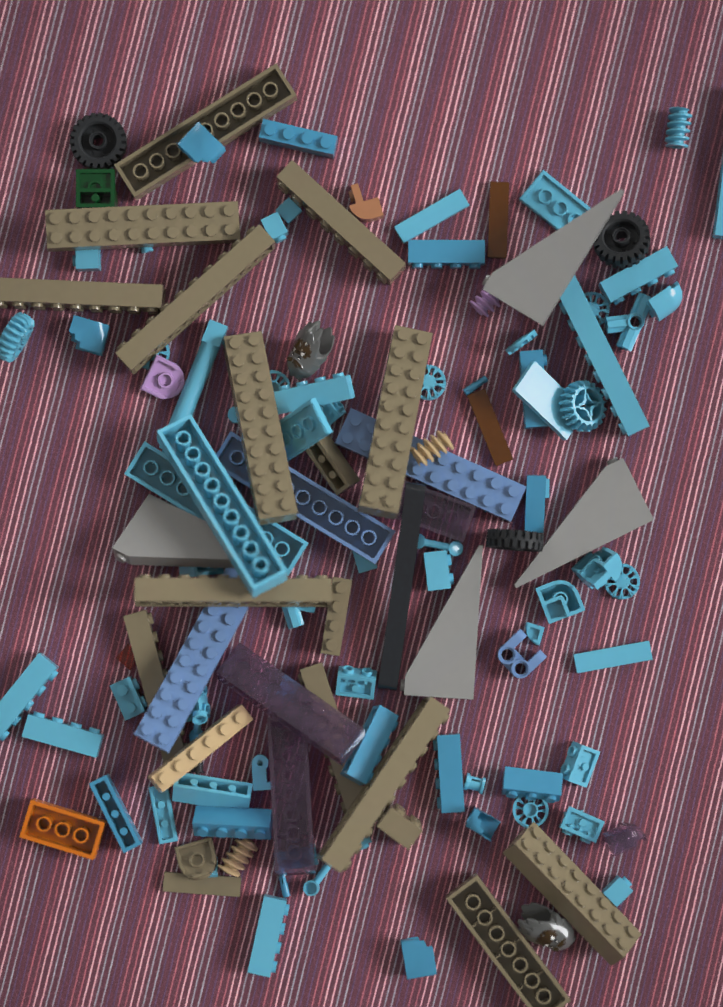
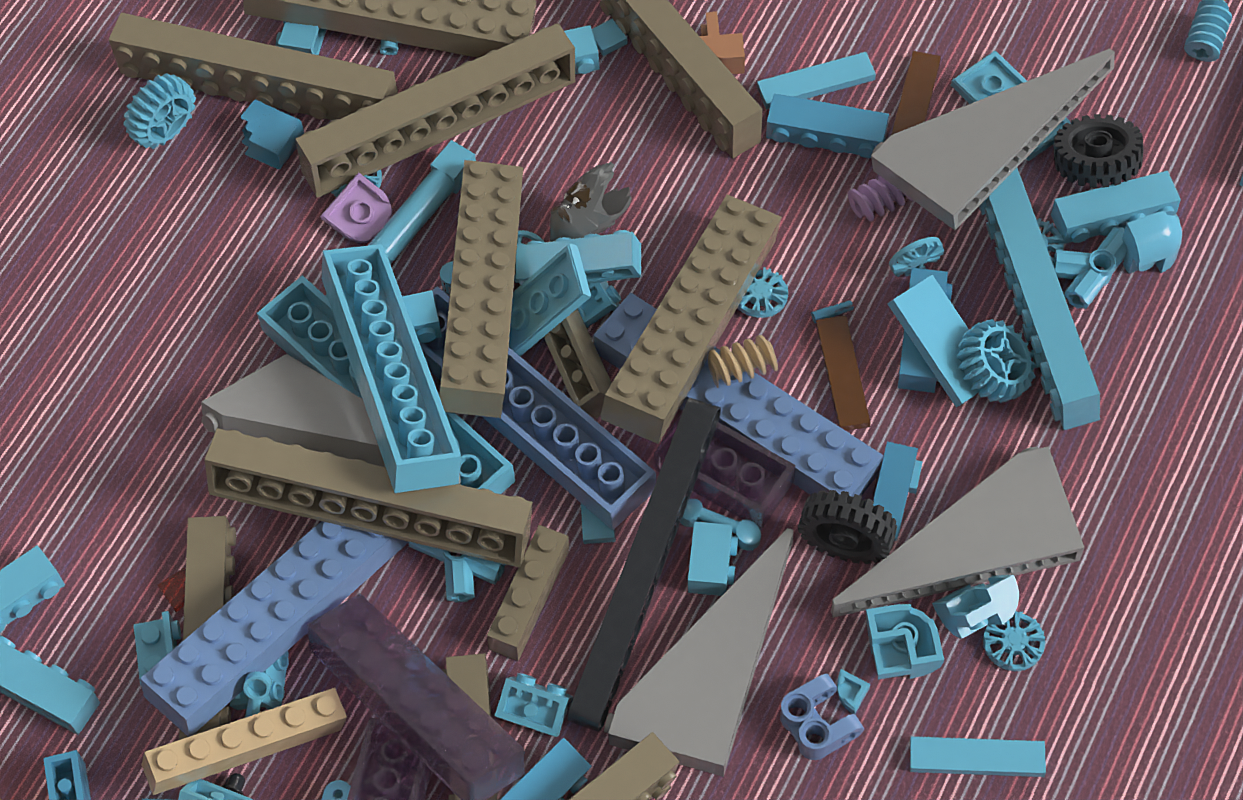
camera: 15 degrees right, 25 degrees down
(229, 459) = (423, 315): none -> medium azure brick

